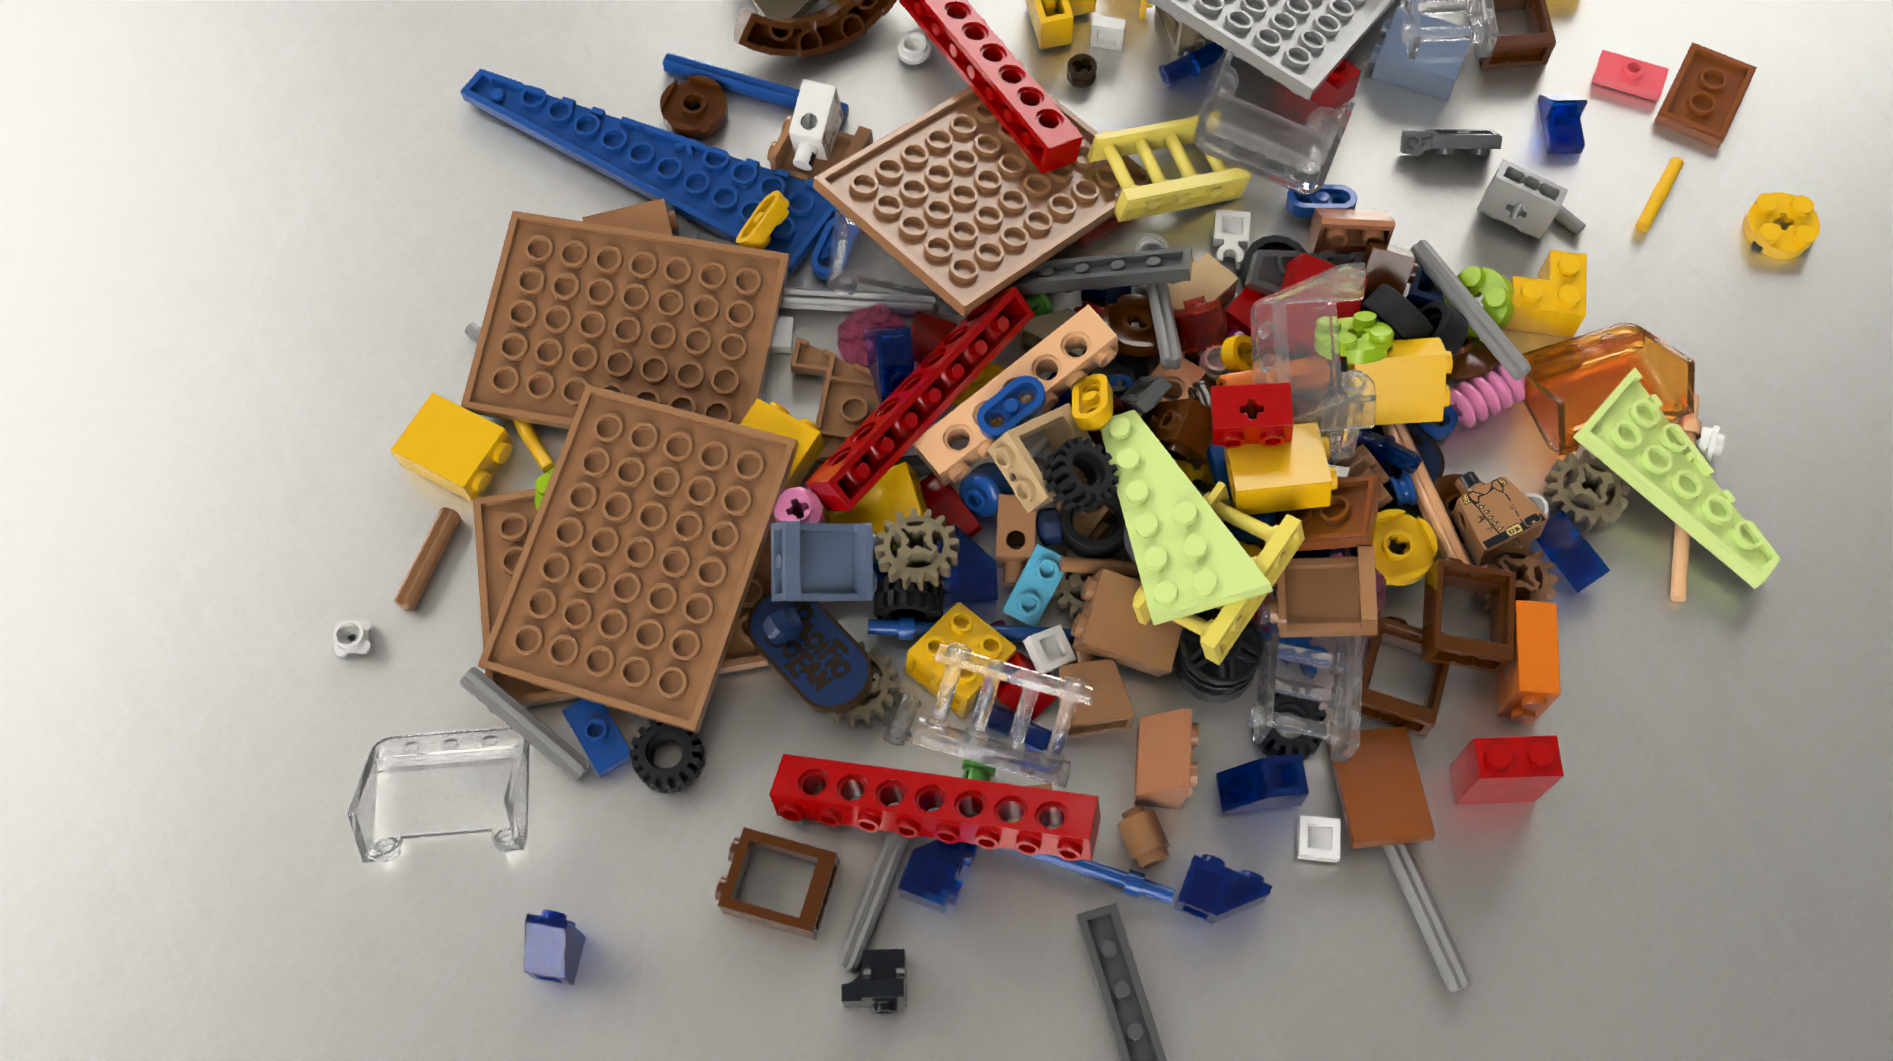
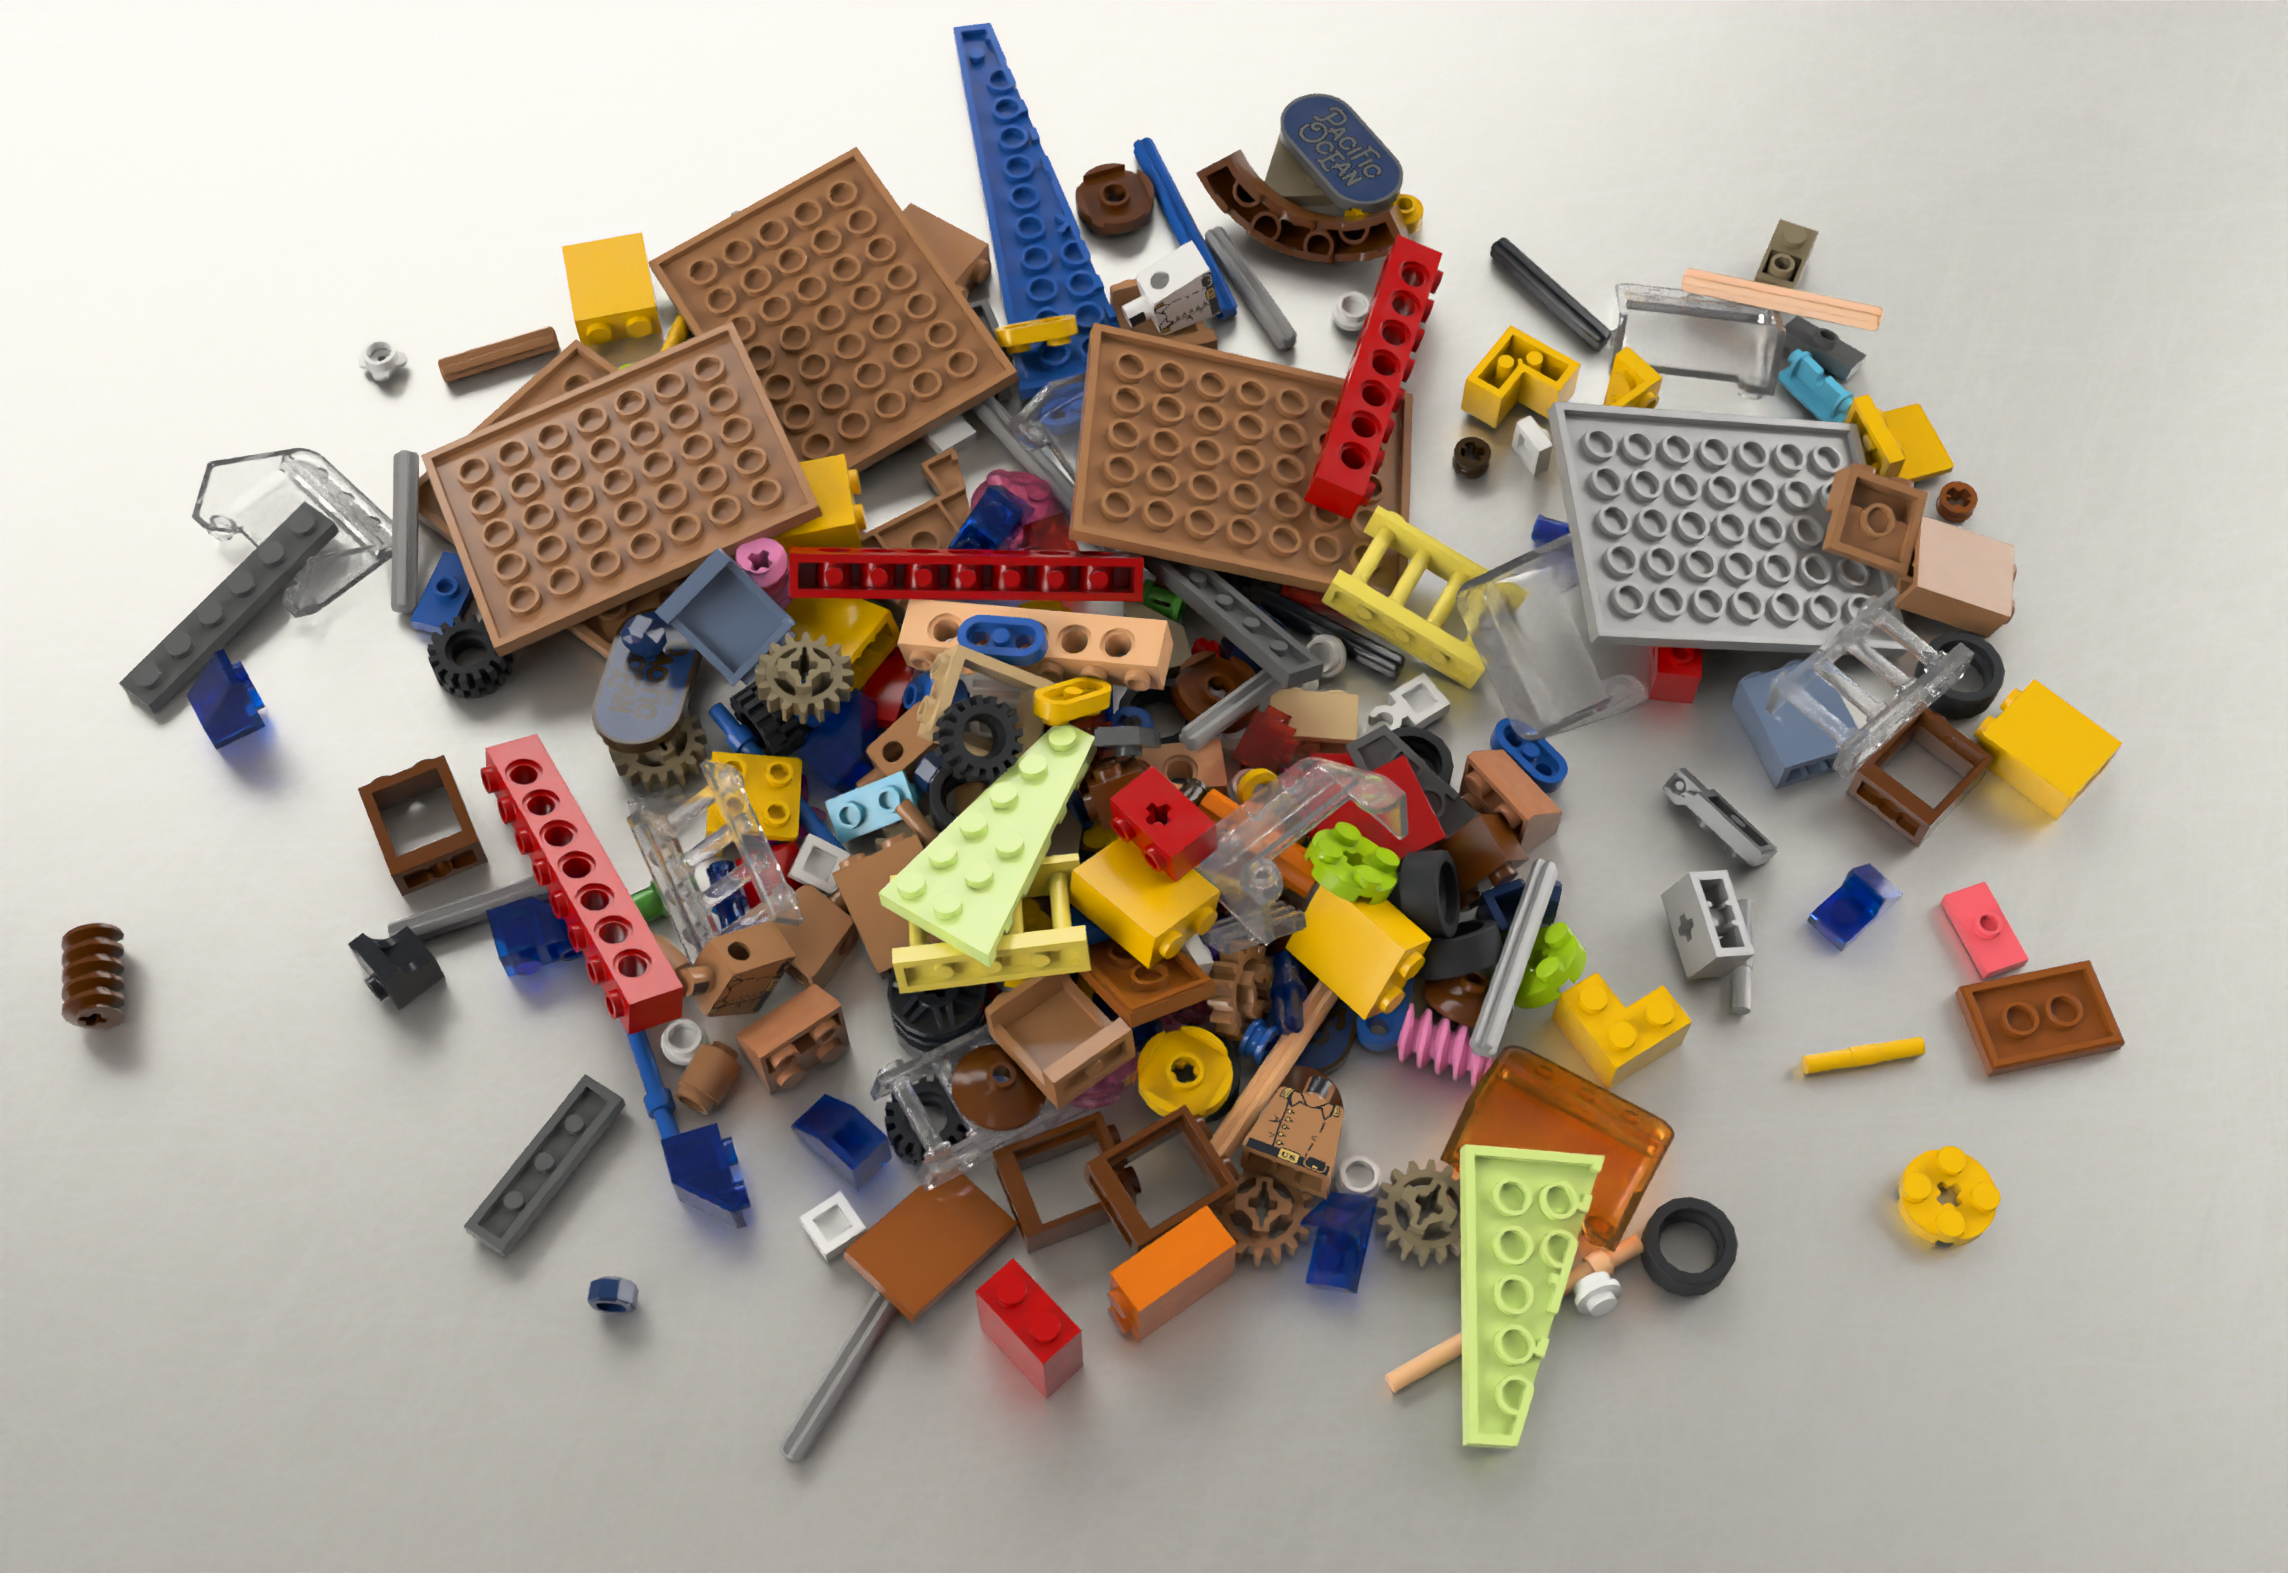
camera: 45 degrees right, 5 degrees down
(465, 892) = (229, 607): none -> dark grey plate
(846, 88) = (1250, 288): none -> light grey axle
(1095, 768) = (737, 970): none -> medium nougat torso
(1107, 836) = (682, 1040): none -> white plate
(1127, 239) = (1315, 624): none -> black axle
(1258, 1015) = (613, 1295): none -> dark blue tile
(1318, 673) = (990, 1102): none -> reddish brown dish
(1735, 359) = (1707, 1217): none -> black tyre

